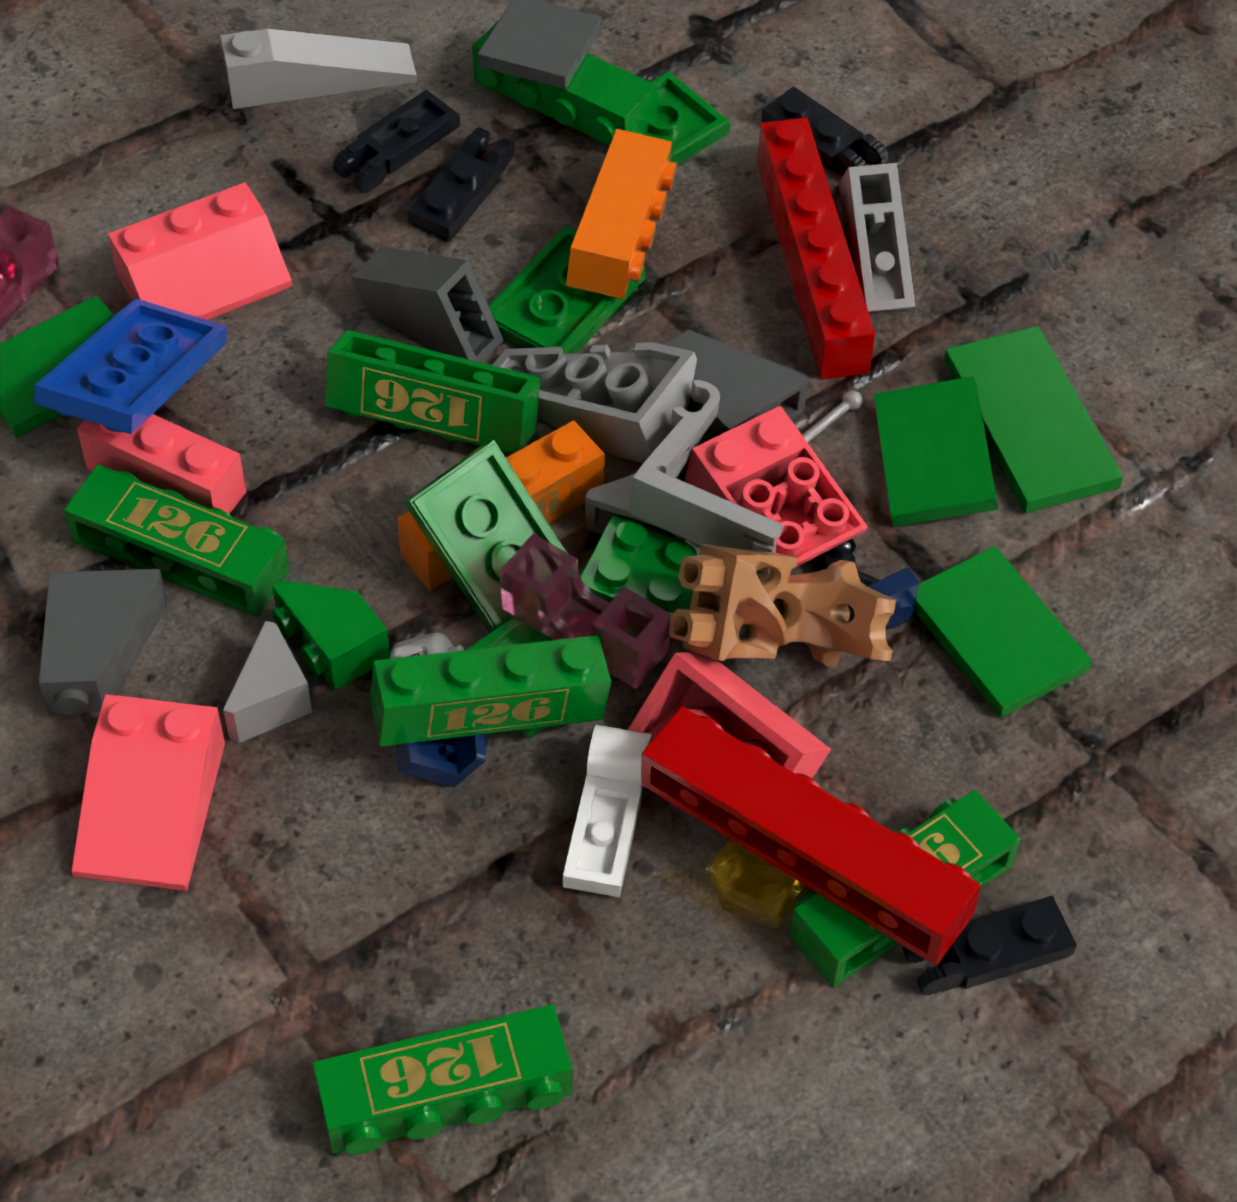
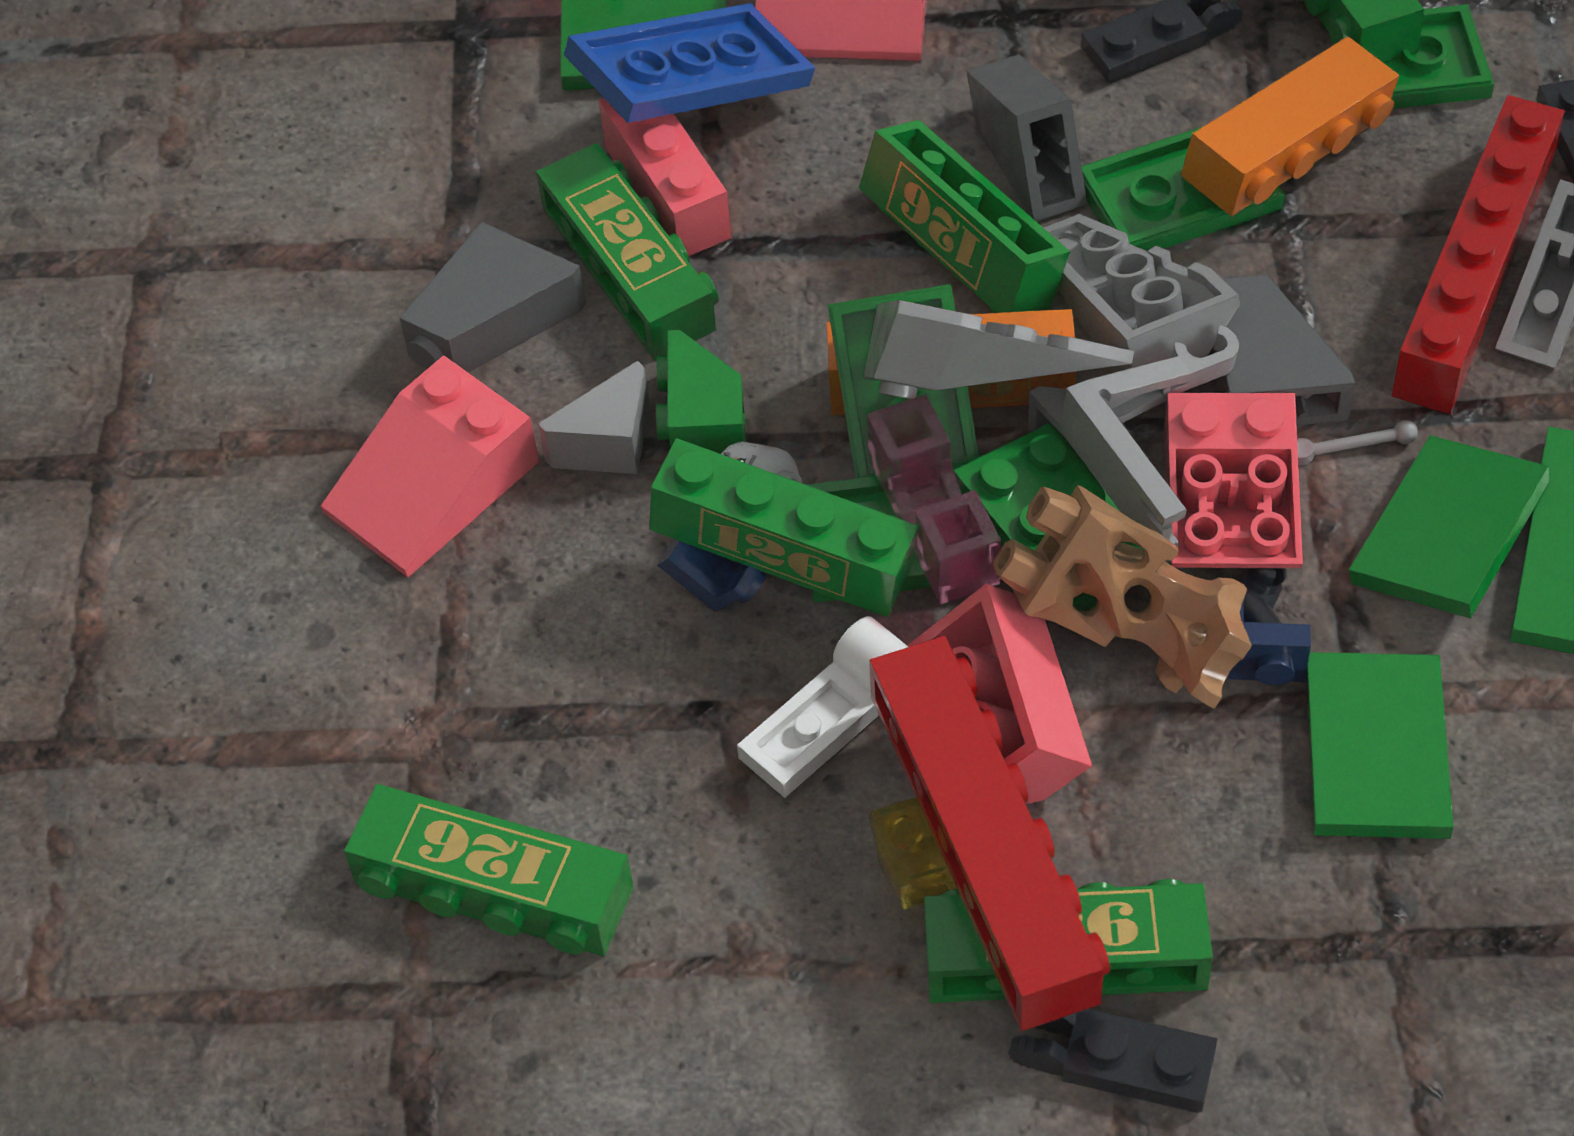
camera: 40 degrees right, 0 degrees up
(533, 490) = (948, 349): none -> light grey wedge

